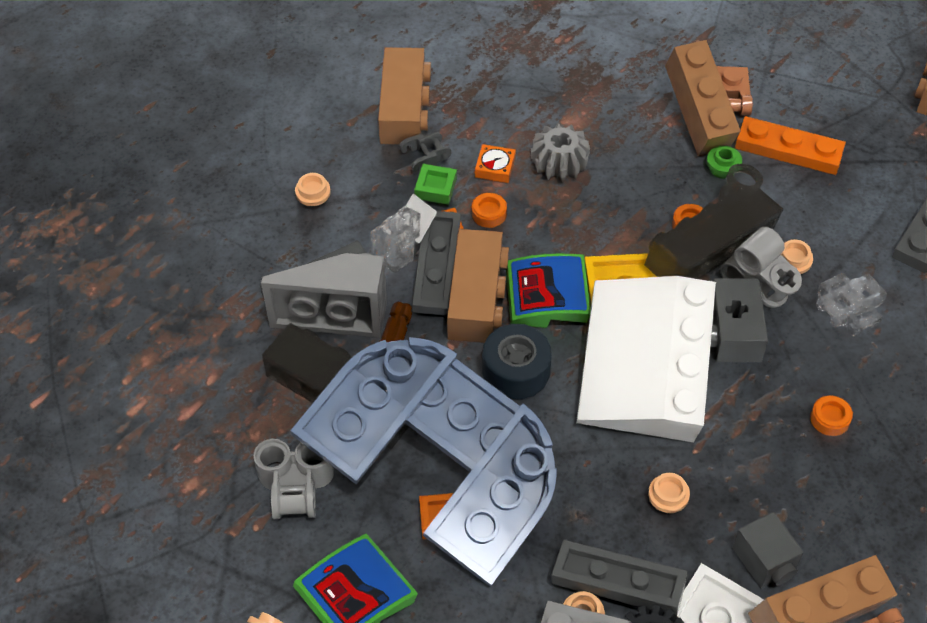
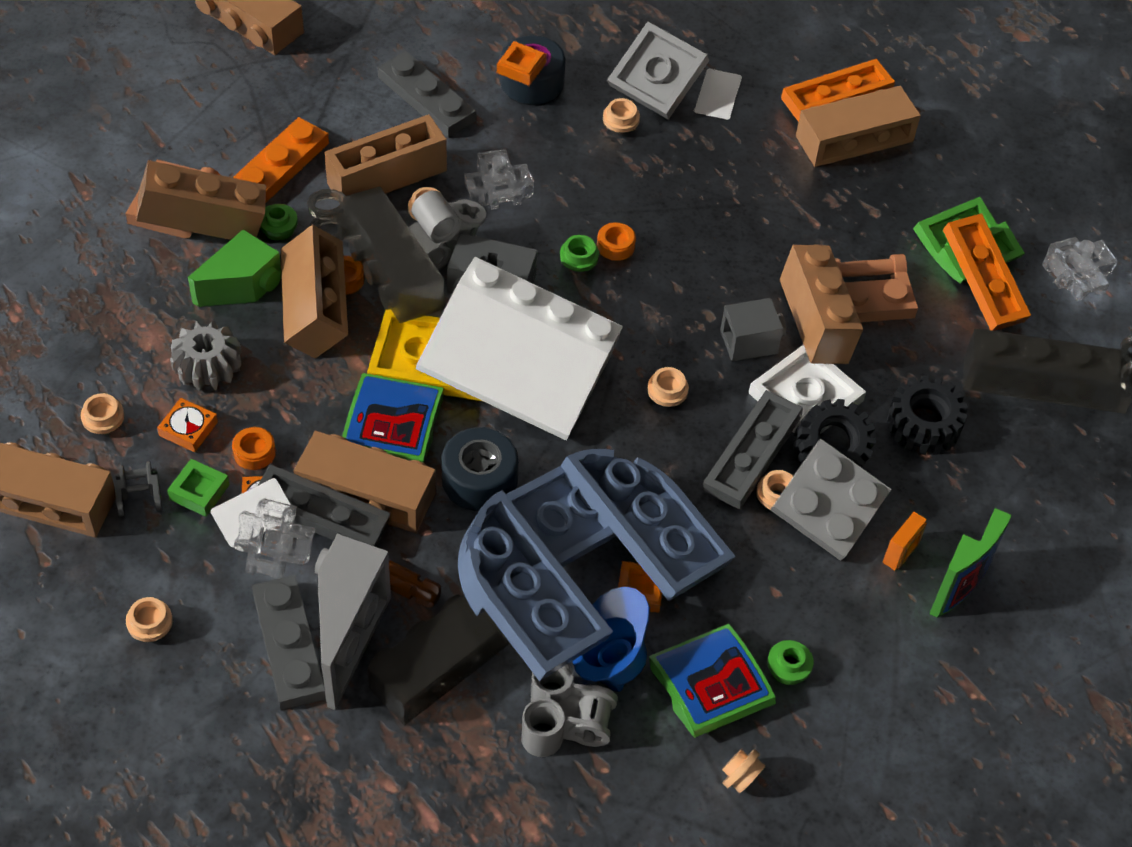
camera: 80 degrees left, 0 degrees up
(365, 502) = (624, 652): none -> blue piece
(484, 110) = (102, 414): none -> light nougat plate
(650, 197) = (313, 292): none -> medium nougat brick
(652, 146) = (236, 273): none -> bright green slope
(799, 378) = (579, 253): none -> bright green plate
(821, 209) = (388, 158): none -> medium nougat brick

